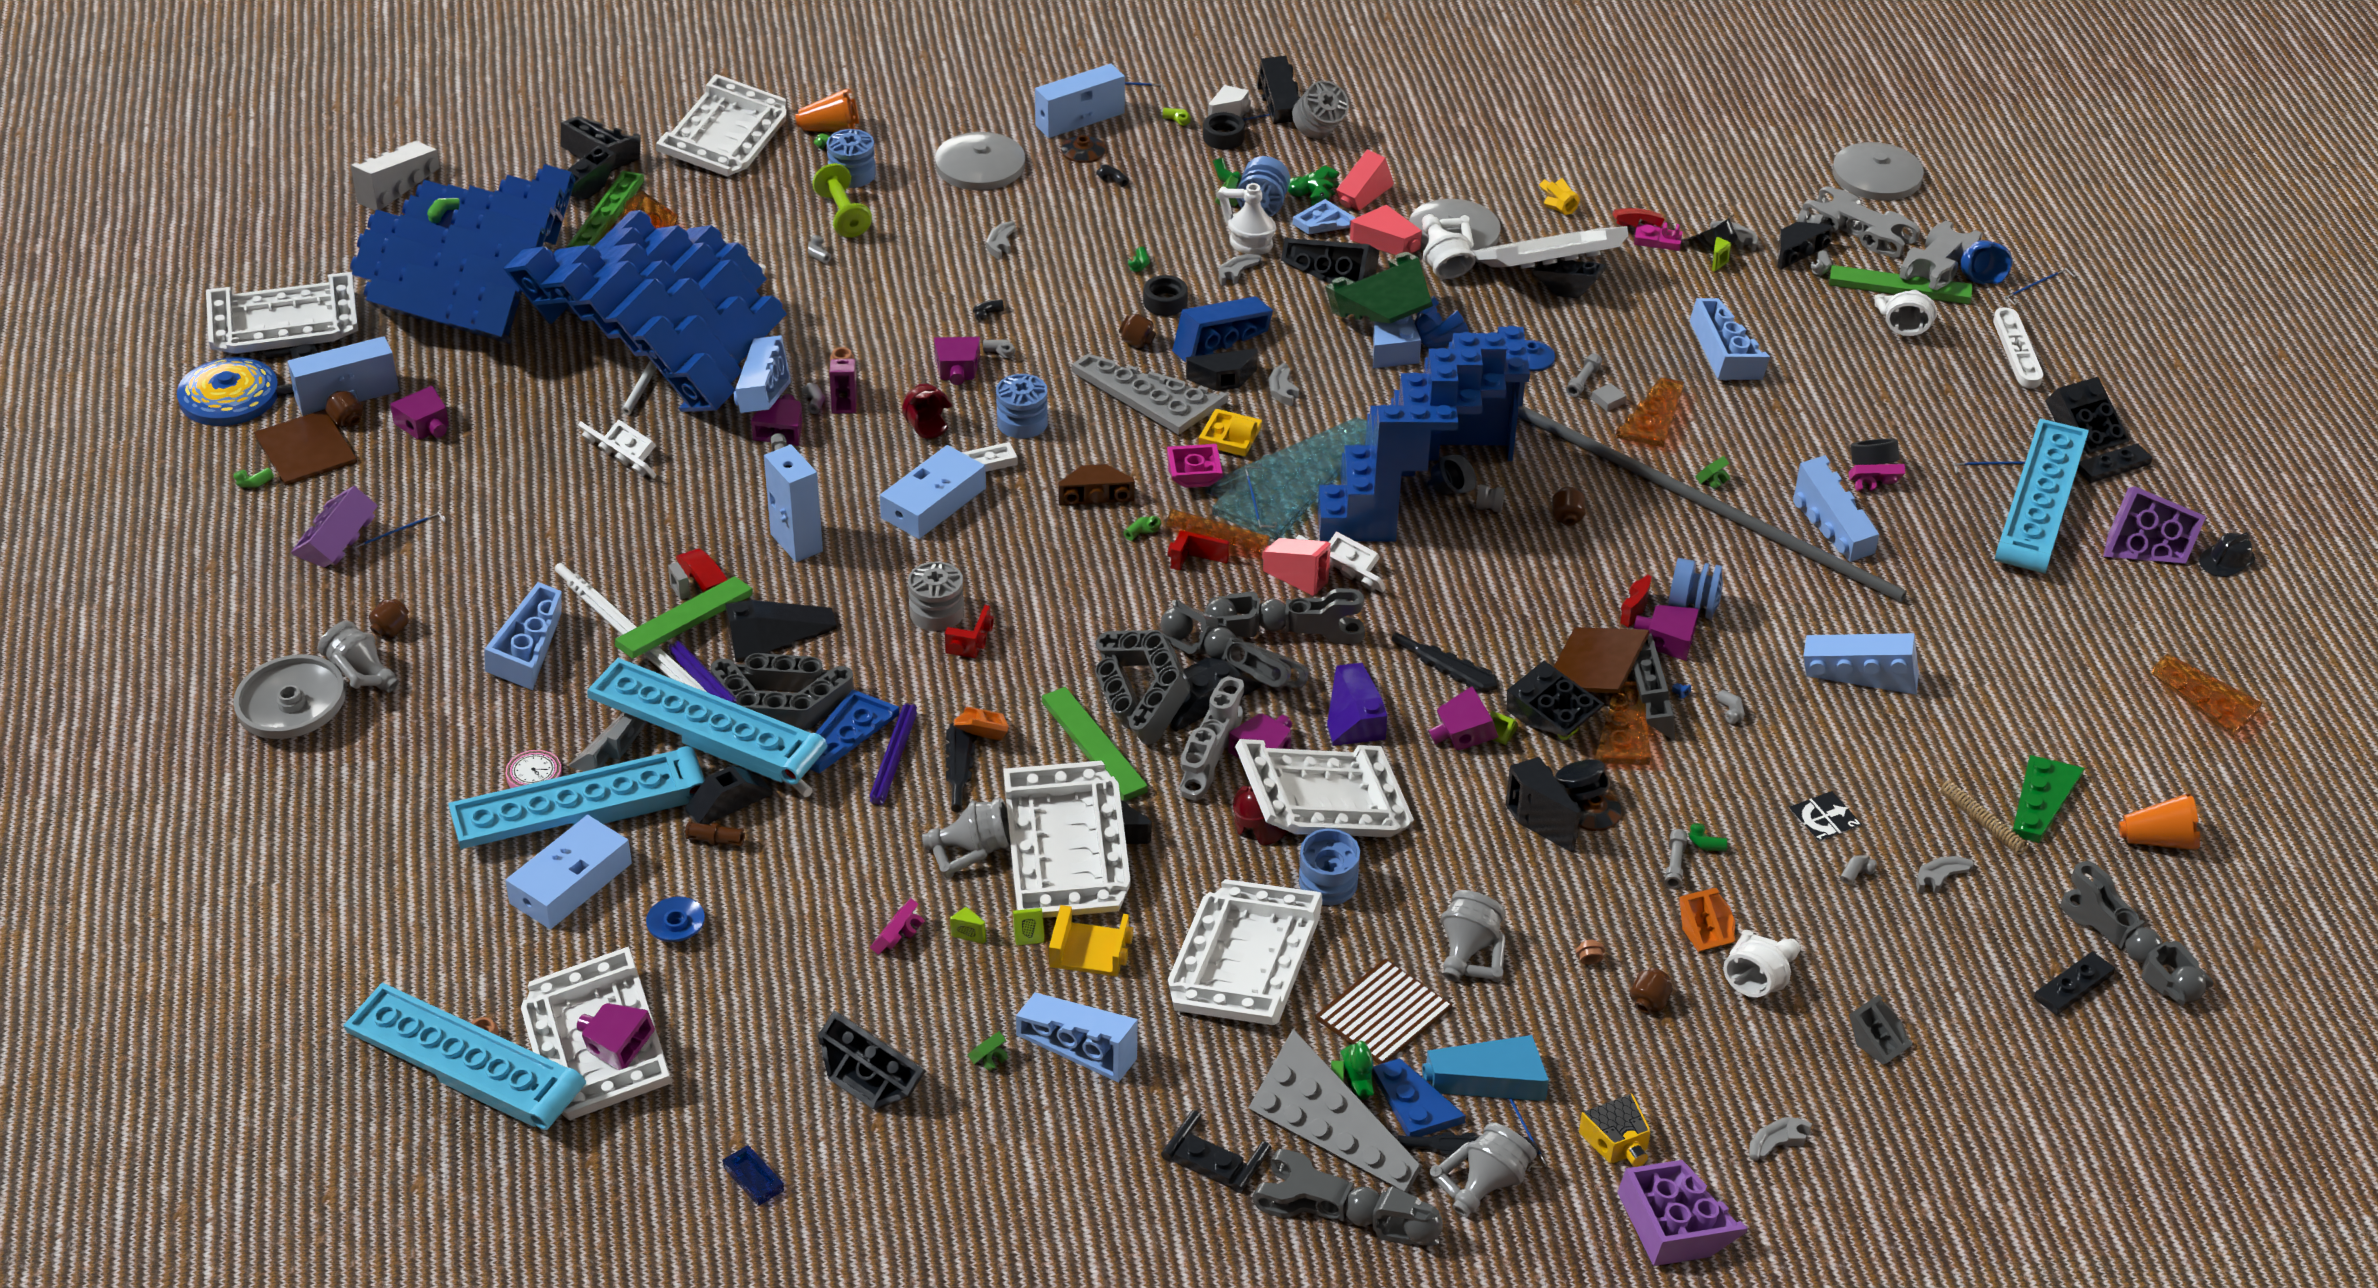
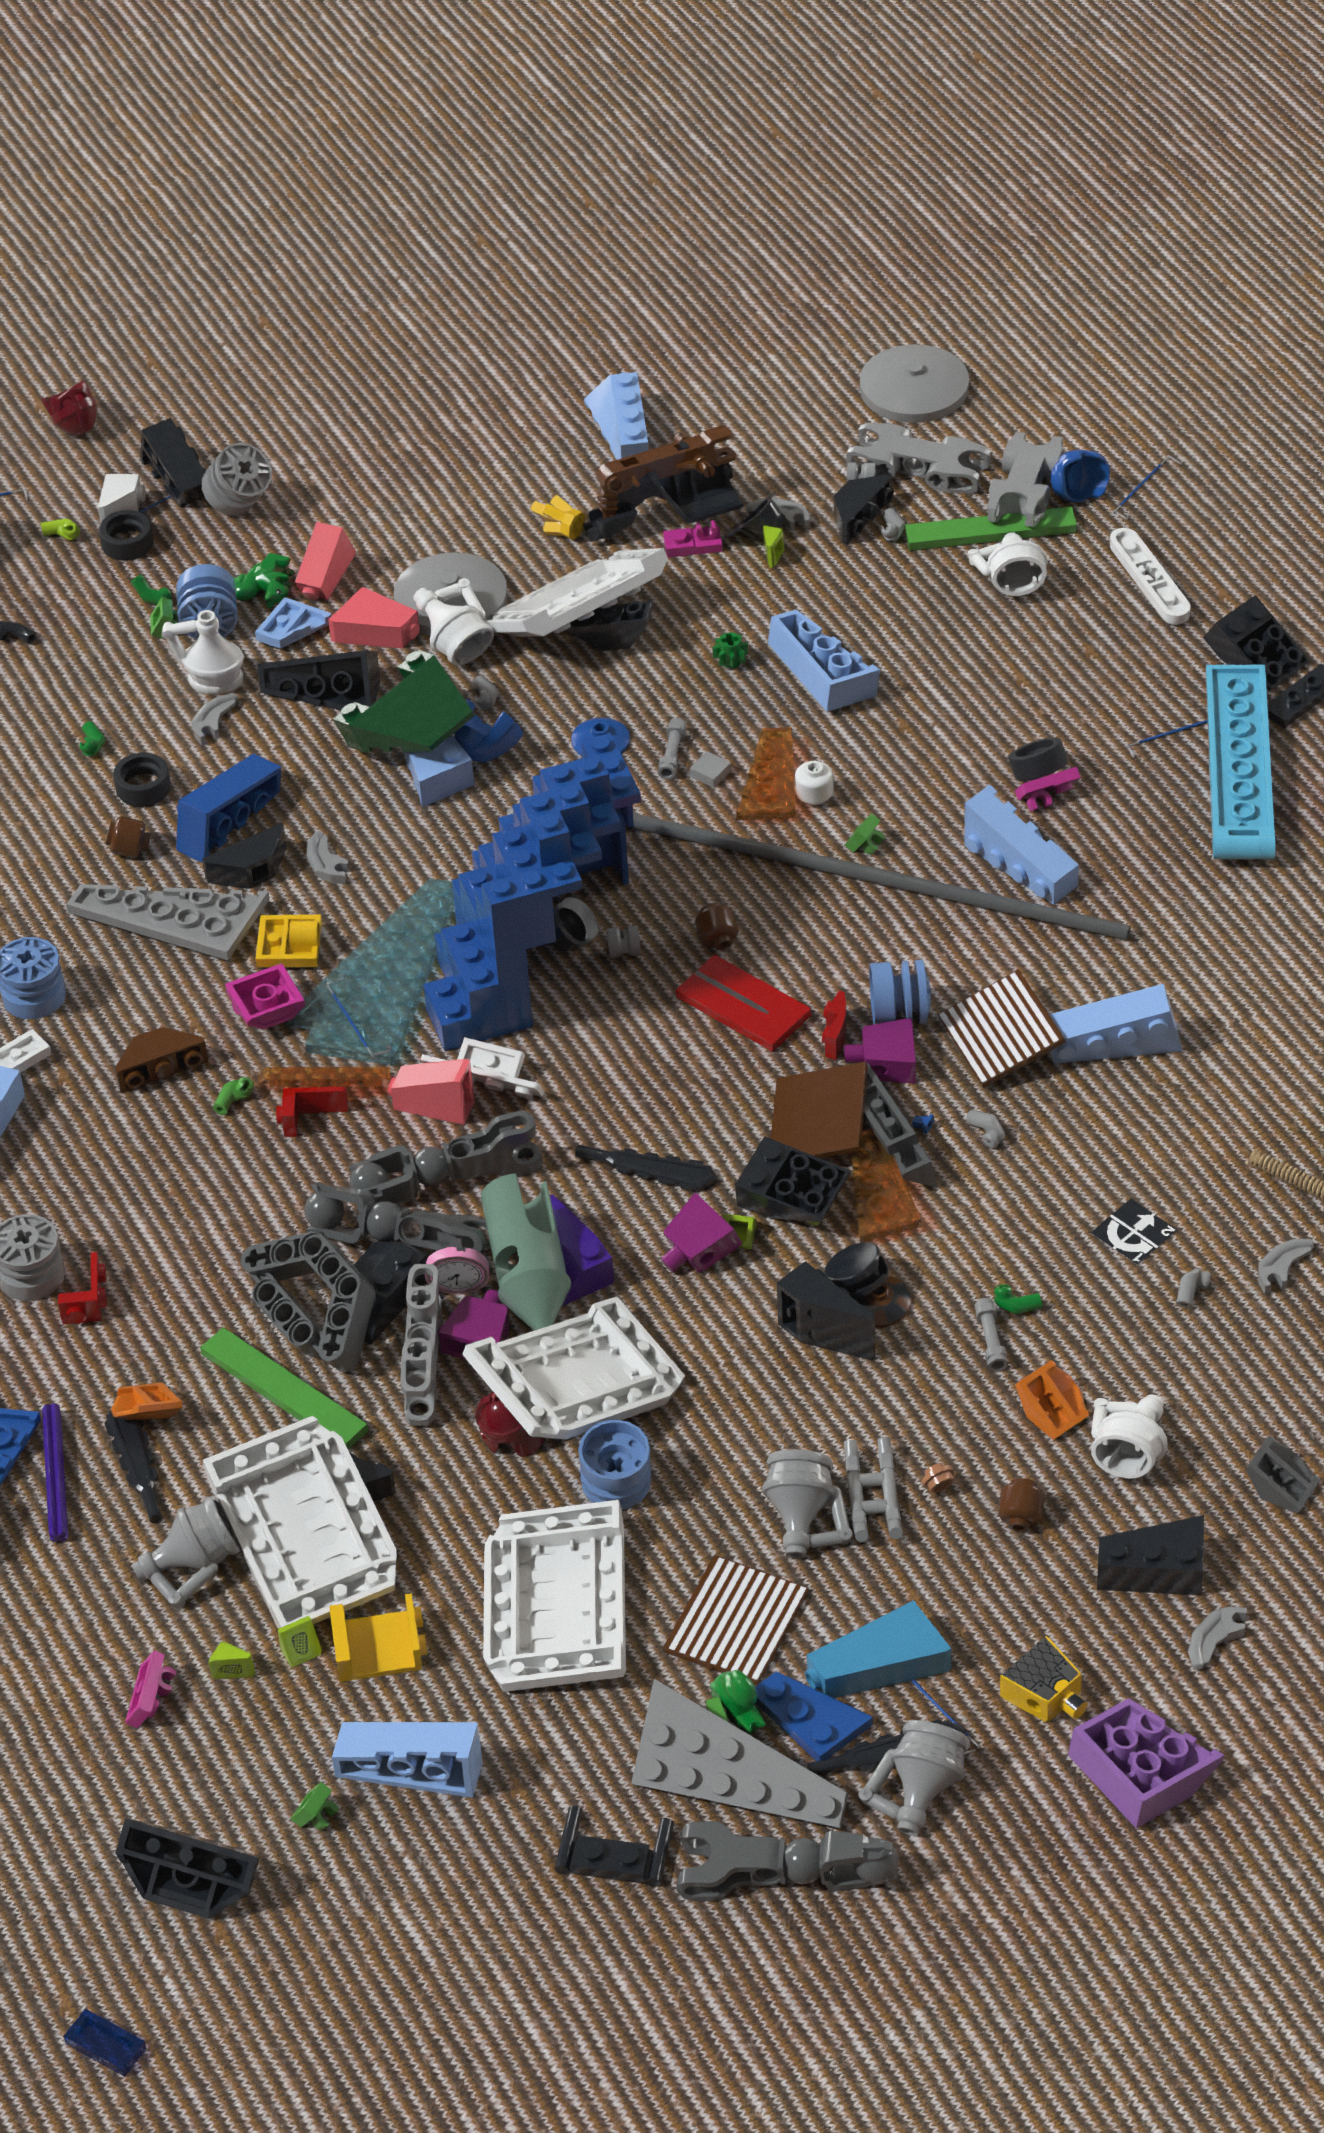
camera: 15 degrees left, 5 degrees up
(1218, 38) = (73, 409): none -> dark red helmet
(1263, 693) = (459, 1270): none -> tile
(1323, 712) = (539, 1281): none -> sand green piece
(1455, 301) = (487, 692): none -> light grey arm
(1522, 936) = (884, 1478): none -> light grey piece
(1569, 566) = (743, 1002): none -> red tile
(1632, 216) = (655, 522): red slope -> none
(1634, 140) = (619, 412): none -> light blue wedge
(1657, 317) = (730, 650): none -> green gear
(1665, 183) = (681, 472): none -> piece
(1686, 424) = (814, 782): none -> white head
(1746, 1062) = (1154, 1559): none -> black wedge
(1770, 636) = (1001, 1028): none -> piece

